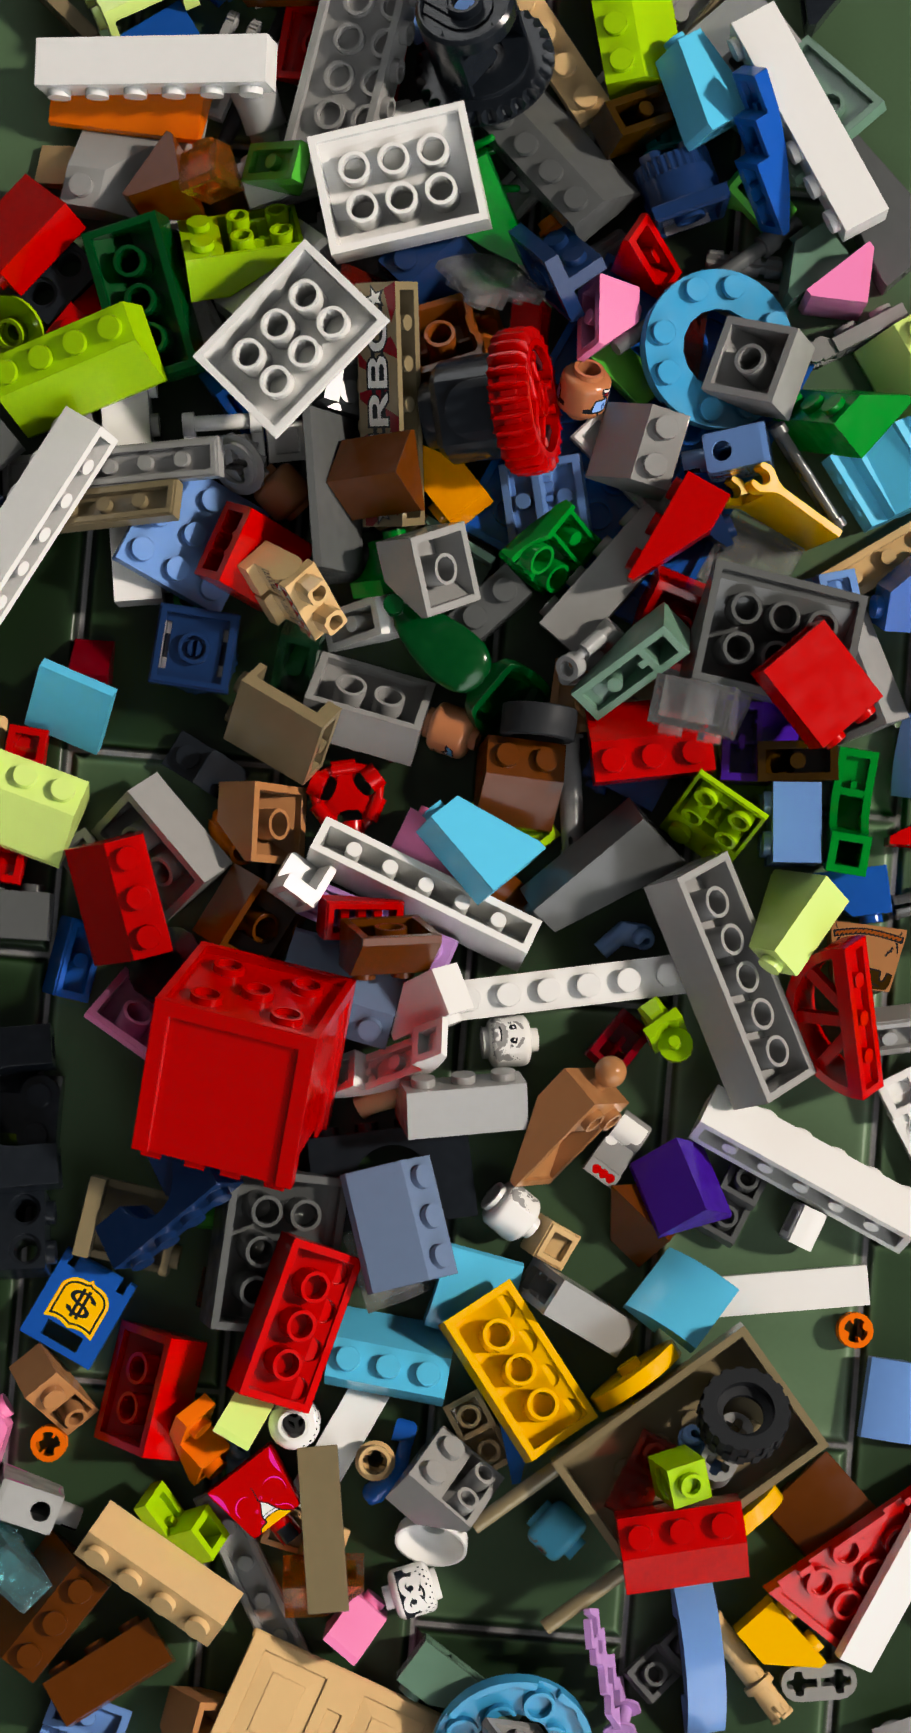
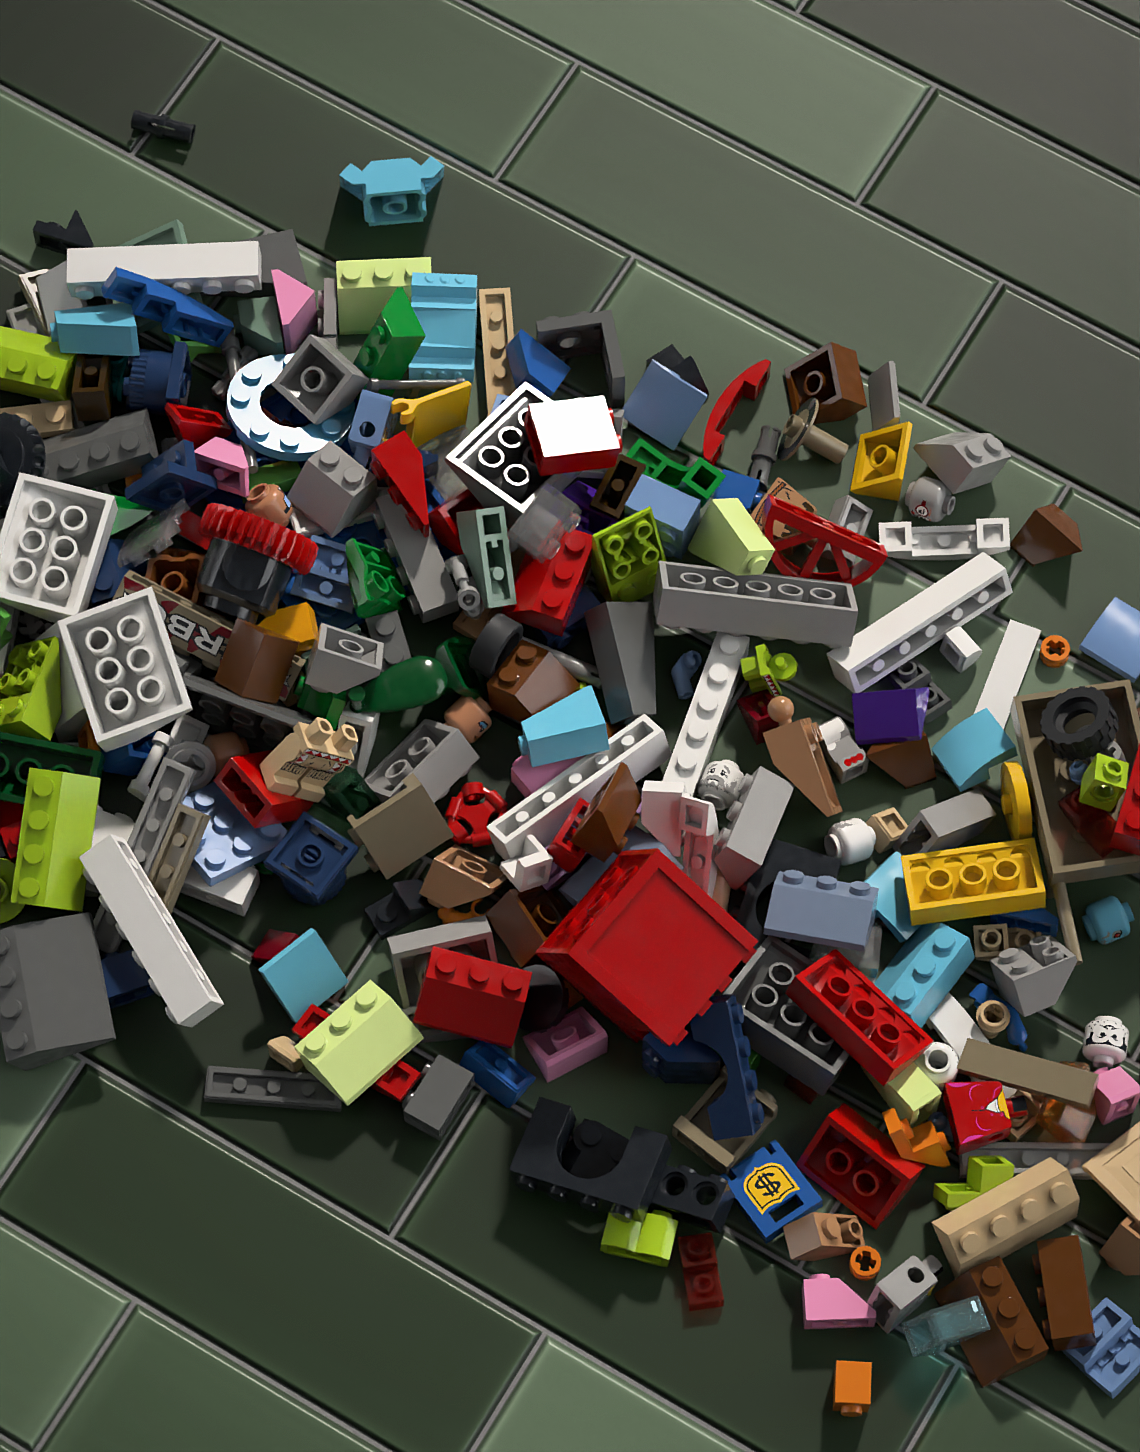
camera: 65 degrees left, 20 degrees down
(430, 1544) = (1080, 1009): white piece -> none

